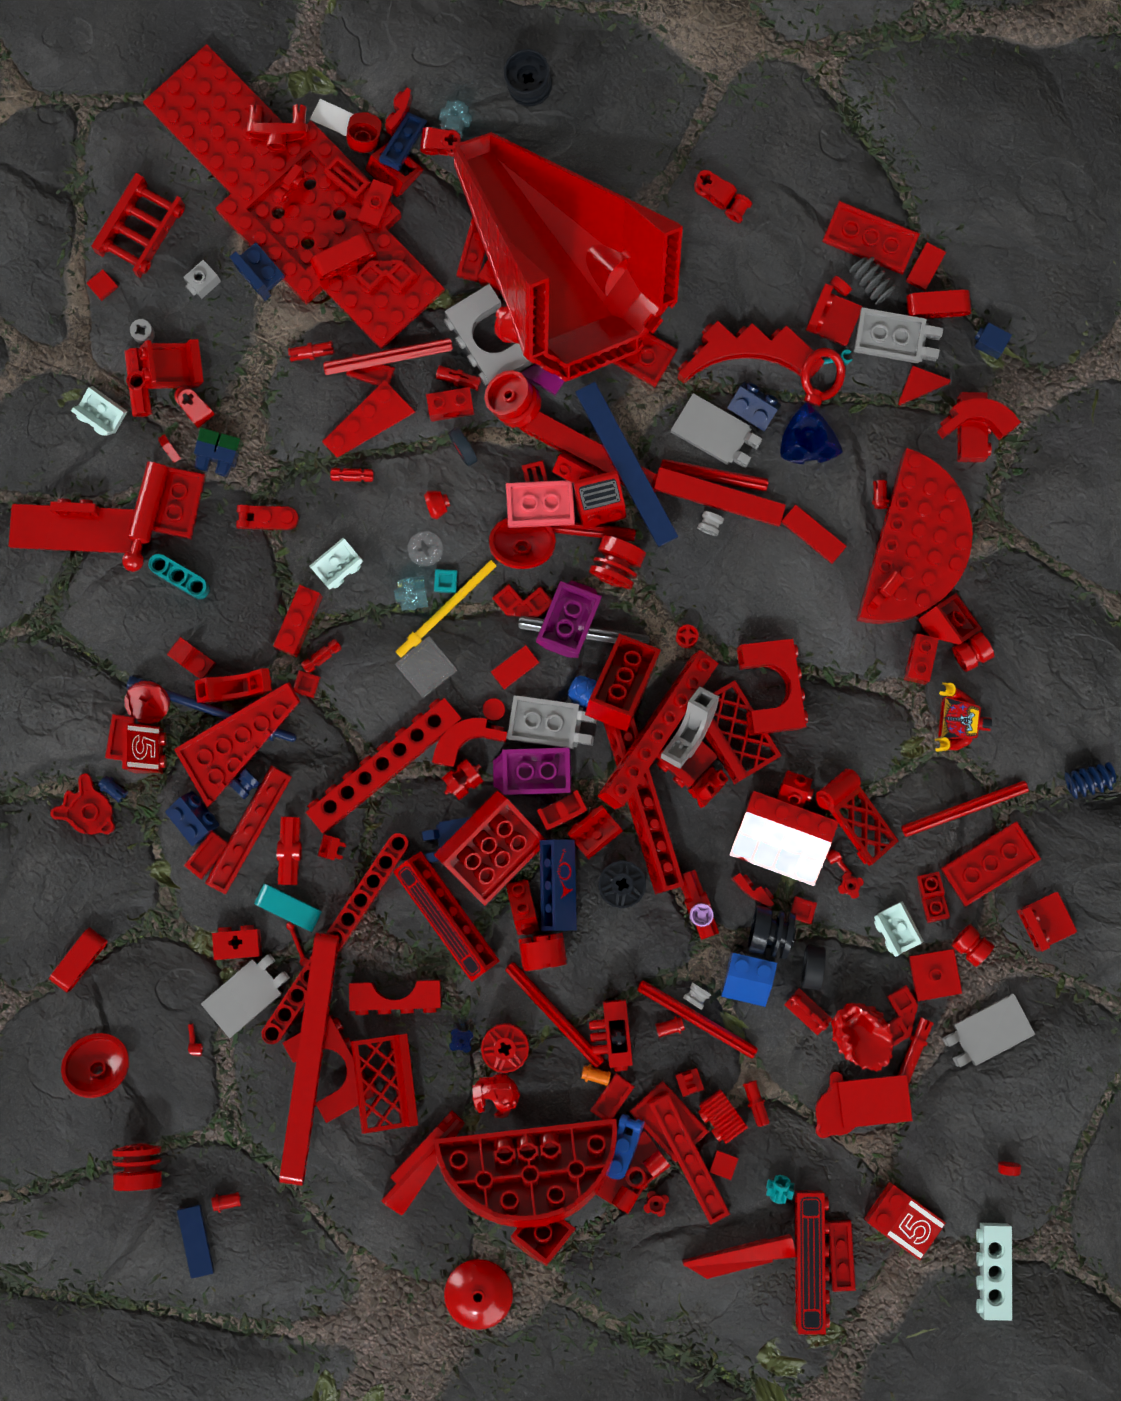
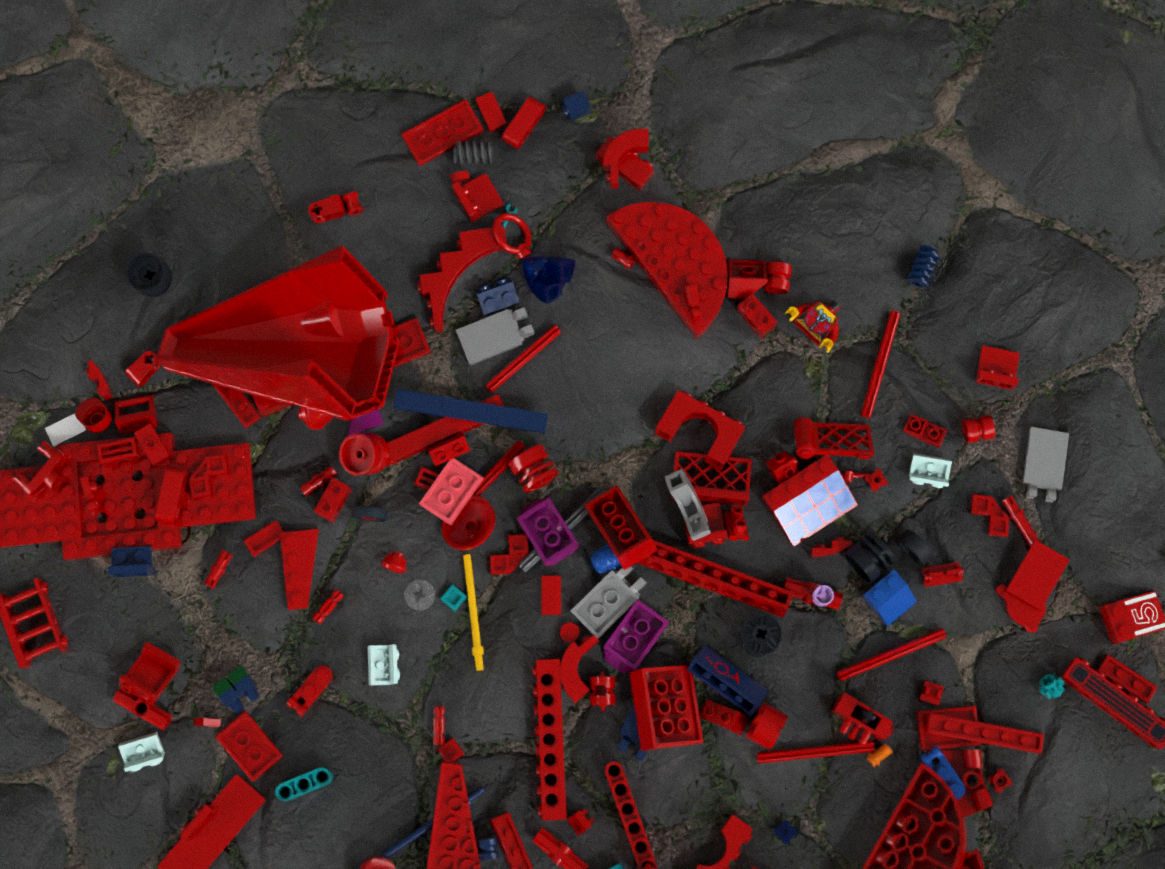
camera: 50 degrees left, 5 degrees down
(102, 285) = (52, 681): red tile -> none
(145, 334) = (112, 678): light grey wheel -> none
(145, 513) = (241, 774): red piece -> none
(191, 658) = (369, 820): red slope -> none
(195, 408) = (193, 681): piece -> none
(201, 280) = (106, 607): light grey brick -> none
(233, 687) = (413, 804): red arch -> none
(298, 621) = (402, 723): red brick -> none
(387, 356) = (264, 518): axle -> none
(403, 141) = (122, 393): dark blue tile -> none
(411, 593) = (444, 627): clear light blue brick -> none
(426, 667) = (503, 657): clear tile -> none
(446, 916) = (691, 775): red brick -> none
(455, 117) = (135, 344): clear light blue brick -> none
(464, 318) = (280, 445): light grey arch -> none
(500, 1090) = (842, 829): red helmet -> none
(510, 1035) = (804, 810): red wheel -> none
(562, 810) = (677, 637): red window -> none
(594, 831) = (708, 626): red bracket -> none
(599, 499) = (481, 447): slope -> none
(612, 1098) = (903, 755): red plate -> none
(657, 730) = (672, 529): red brick -> none
(670, 1027) = (883, 677): red pin -> none
(688, 633) = (618, 463): red wheel -> none
(697, 996) = (875, 642): light grey wheel -> none
(710, 523) = (555, 385): light grey wheel -> none
(719, 497) = (541, 366): red tile -> none
(722, 1116) = (972, 688): red brick -> none
(723, 1164) = (1006, 712): red tile -> none
(741, 1256) = (1079, 748): red wedge -> none
(756, 1103) = (979, 657): red axle -> none
(804, 909) = (869, 523): red tile -> none
(813, 534) = (615, 322): red tile -> none
(863, 1036) = (987, 549): red hair -> none
(895, 336) = (523, 167): light grey tile -> none
(921, 383) = (568, 174): red tile -> none
(935, 975) = (979, 469): red plate -> none
(990, 863) = (930, 375): red tile -> none
(1009, 1168) = (1148, 519): red tile -> none

